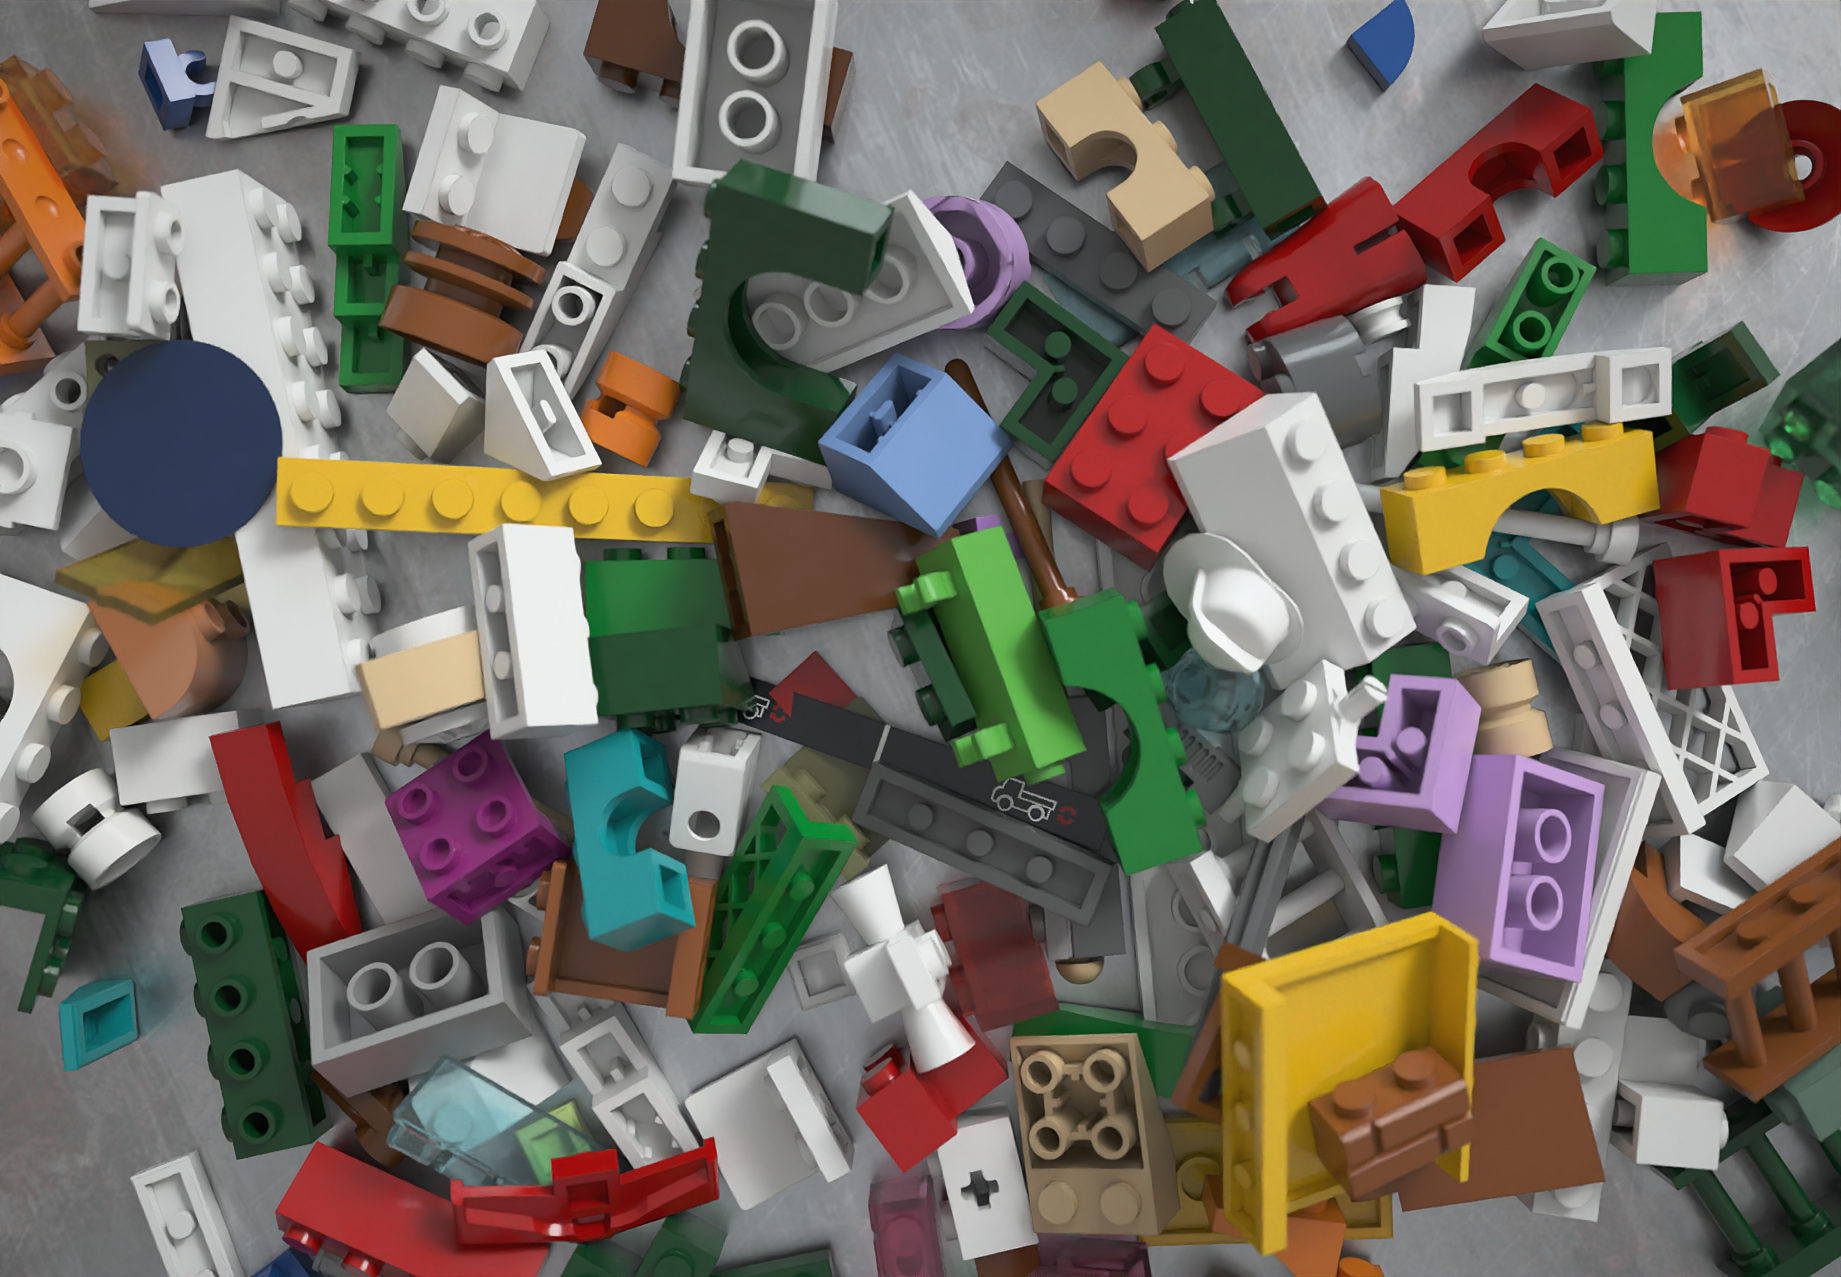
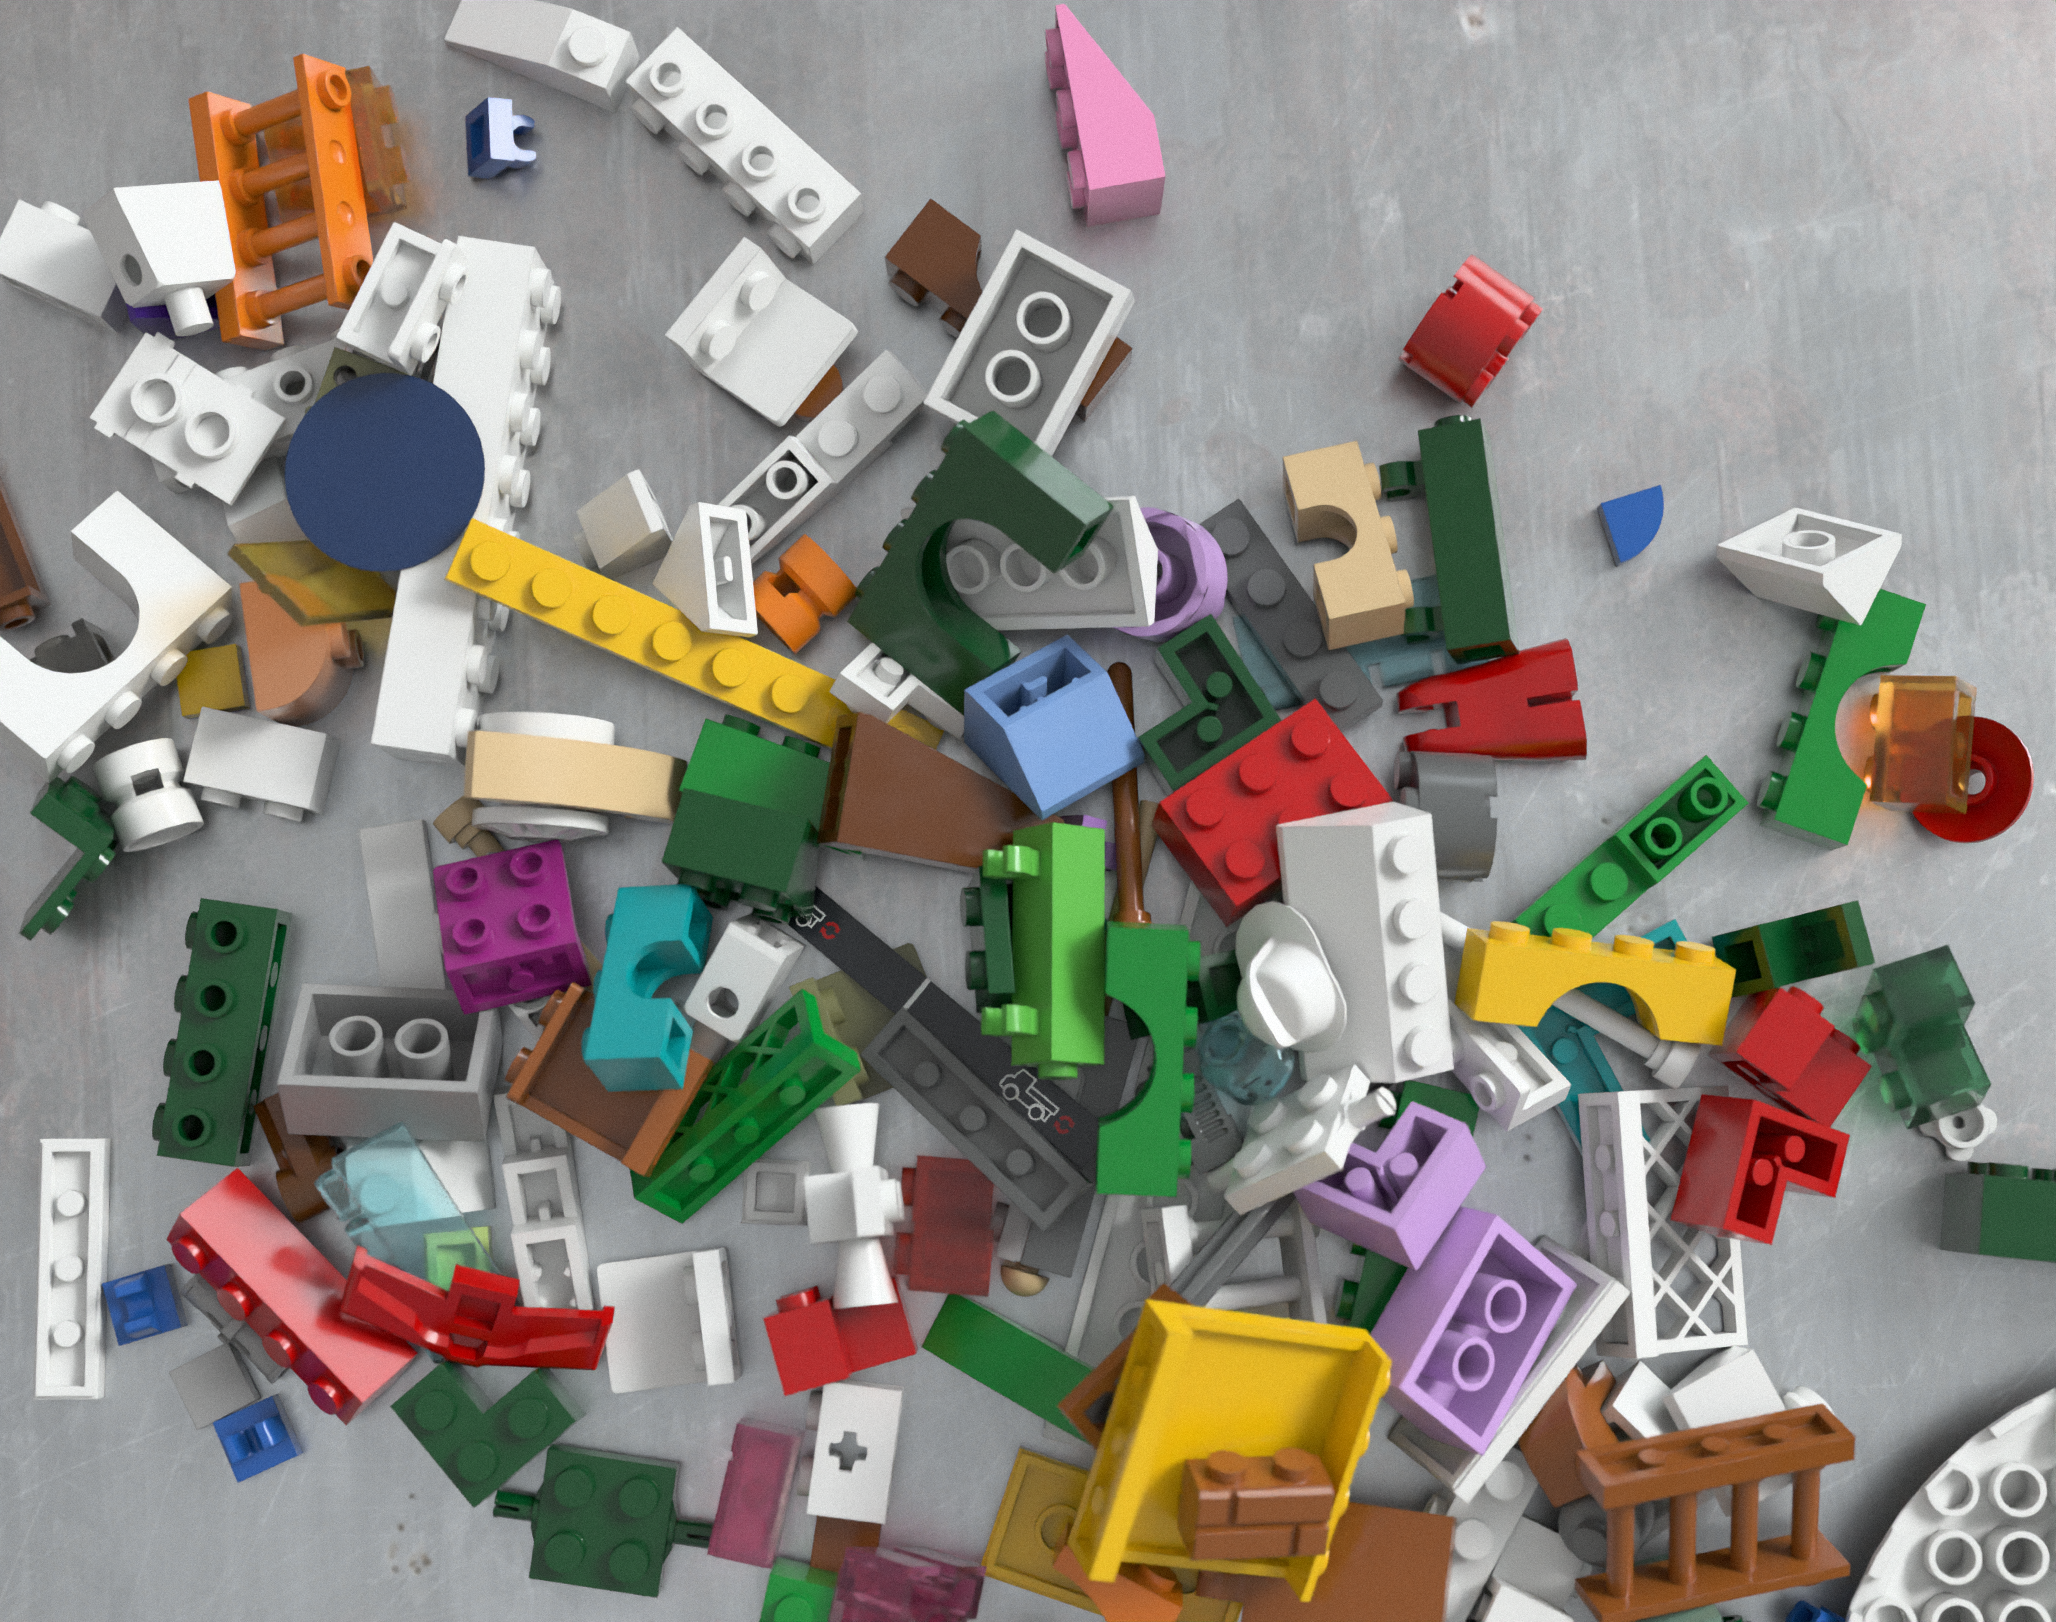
camera: 25 degrees right, 5 degrees down
(96, 1022) = (79, 976): teal slope -> none
(278, 81) = (593, 173): white wing -> none
(285, 837) = (323, 871): red slope -> none
(369, 241) = (614, 365): green slope -> none
(462, 294) = (688, 433): dark orange wheel -> none
(532, 632) = (637, 763): white brick -> none
(815, 680) = (876, 912): red tile -> none
(1093, 1136) = (975, 1436): tan slope -> none
(1380, 321) = (1530, 777): white bush -> none
(1431, 349) = (1549, 841): white slope -> none
(1506, 717) = (1513, 1181): tan wheel -> none
(1533, 144) = (1724, 666): red arch -> none
(1541, 394) = (1645, 898): white slope -> none

